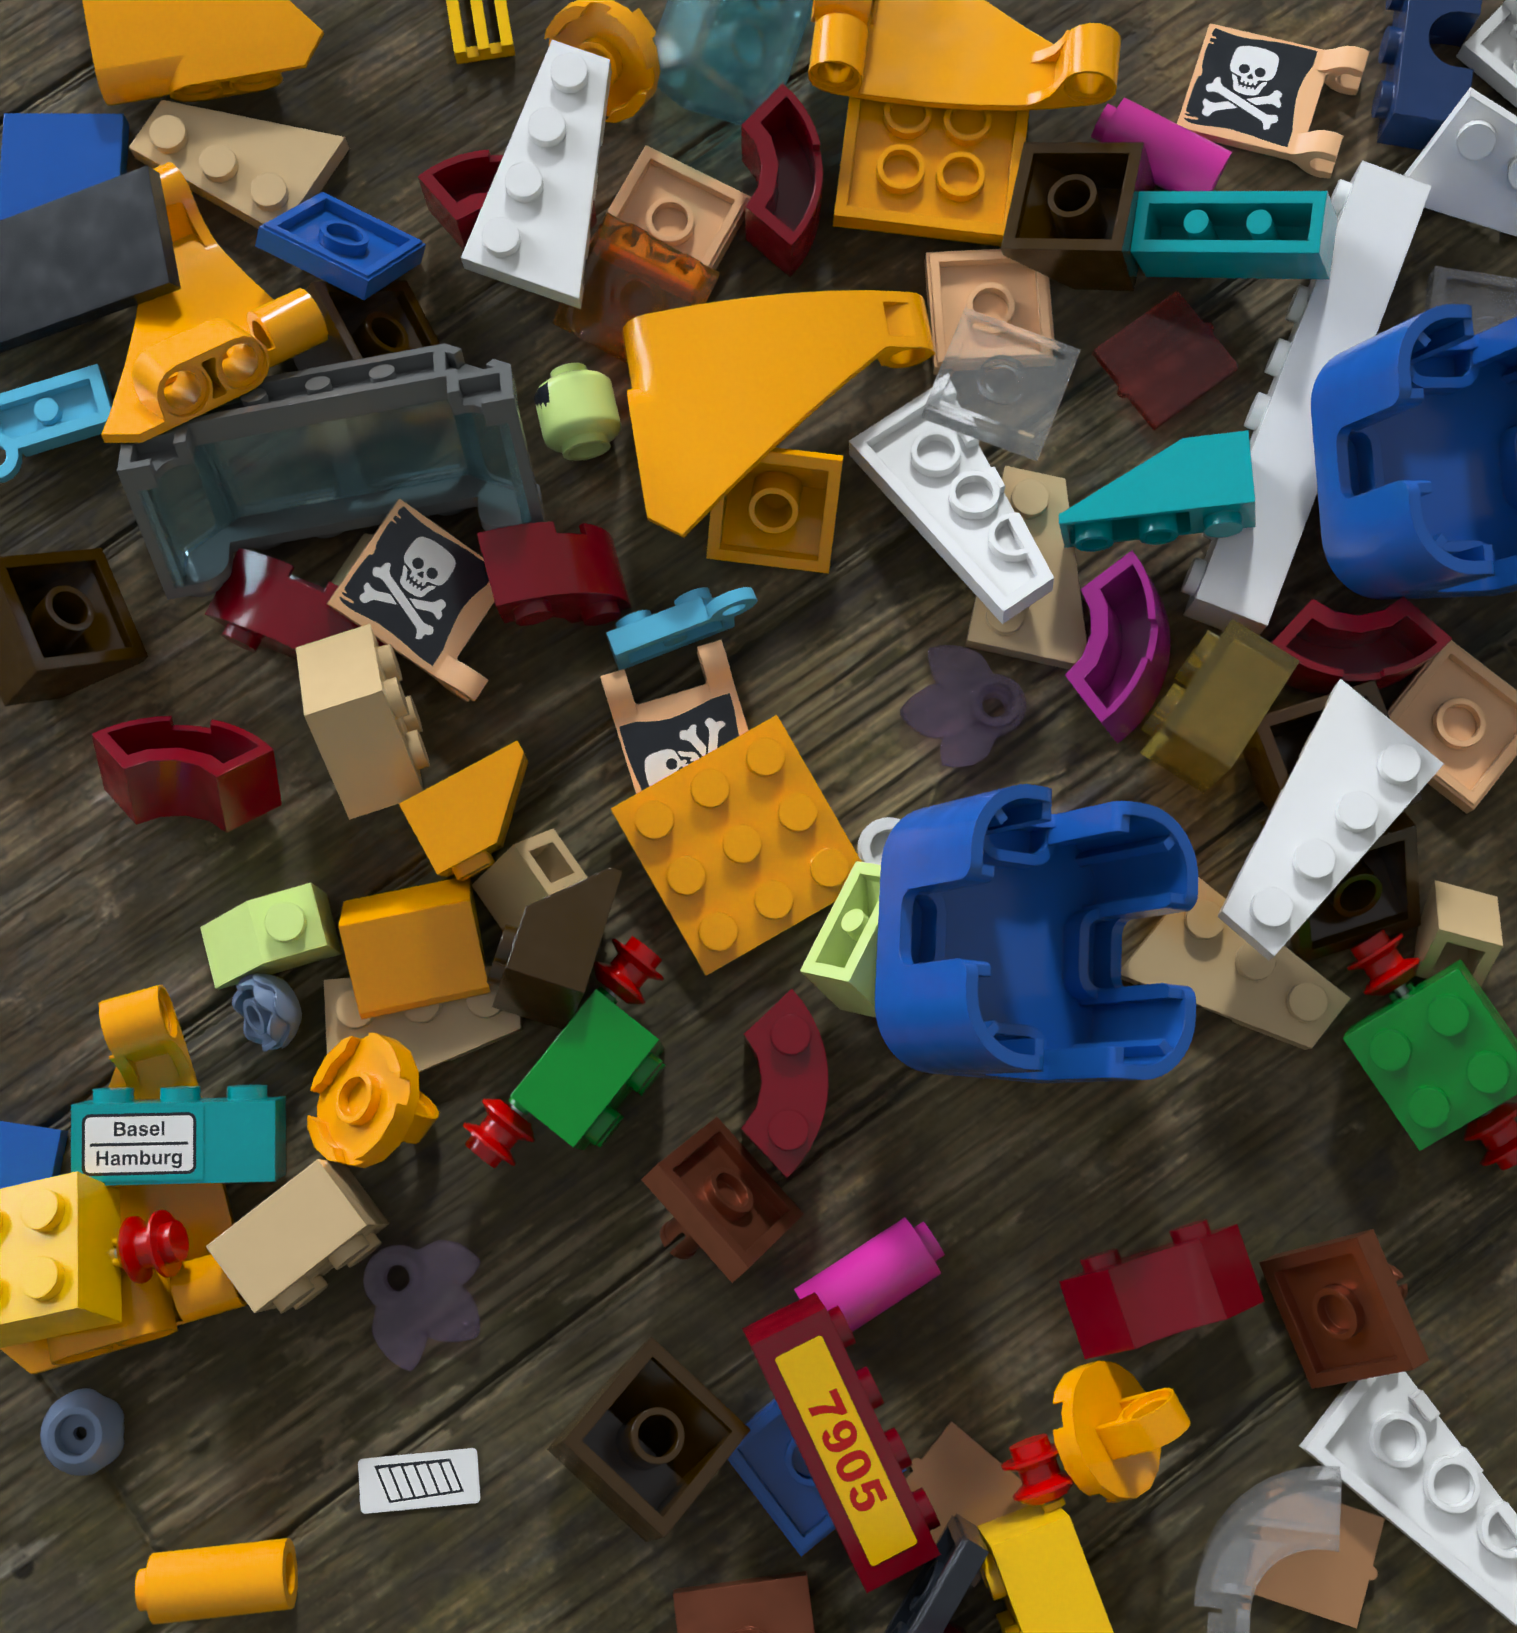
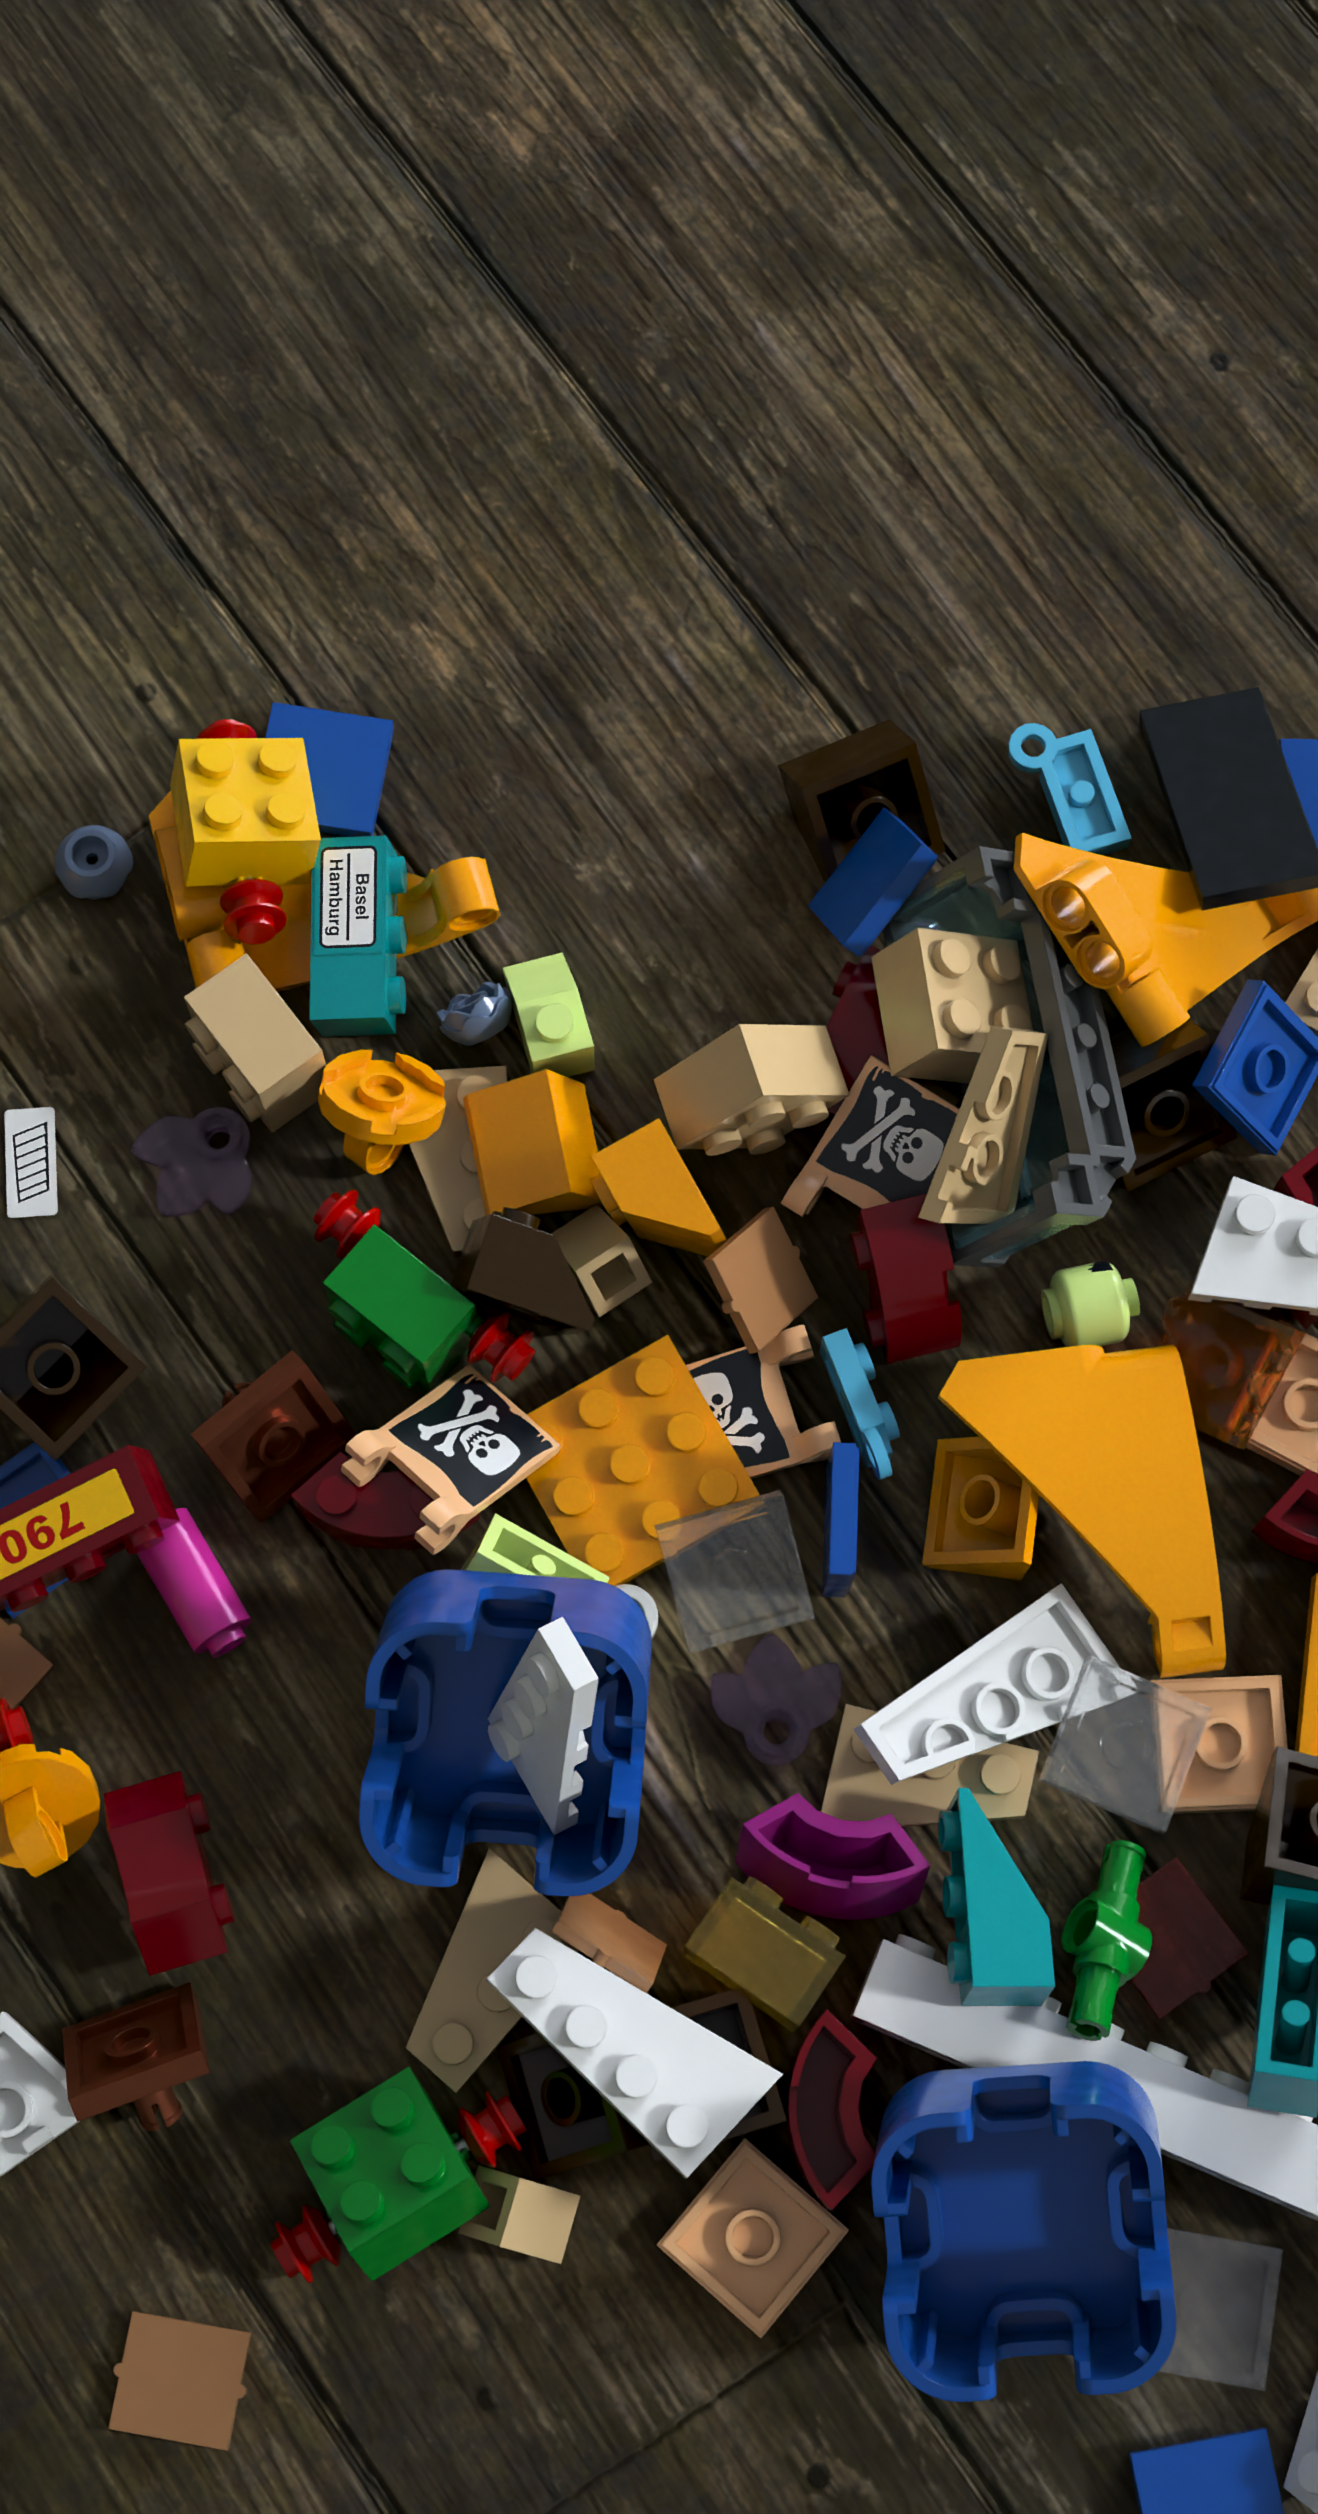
camera: 90 degrees right, 5 degrees down
(139, 604) = (872, 882): none -> blue tile
(187, 771) = (710, 933): dark red brick -> none
(278, 520) = (942, 998): none -> tan brick
(418, 477) = (990, 1136): none -> tan wing
(556, 716) = (760, 1279): none -> medium nougat piece
(734, 1008) = (459, 1447): none -> flag
(799, 637) = (840, 1520): none -> blue tile
(844, 742) = (734, 1571): none -> clear tile
(1039, 890) = (543, 1721): none -> white wing
(1183, 401) = (1106, 1940): none -> green pin
(1221, 841) = (610, 1939): none -> medium nougat piece

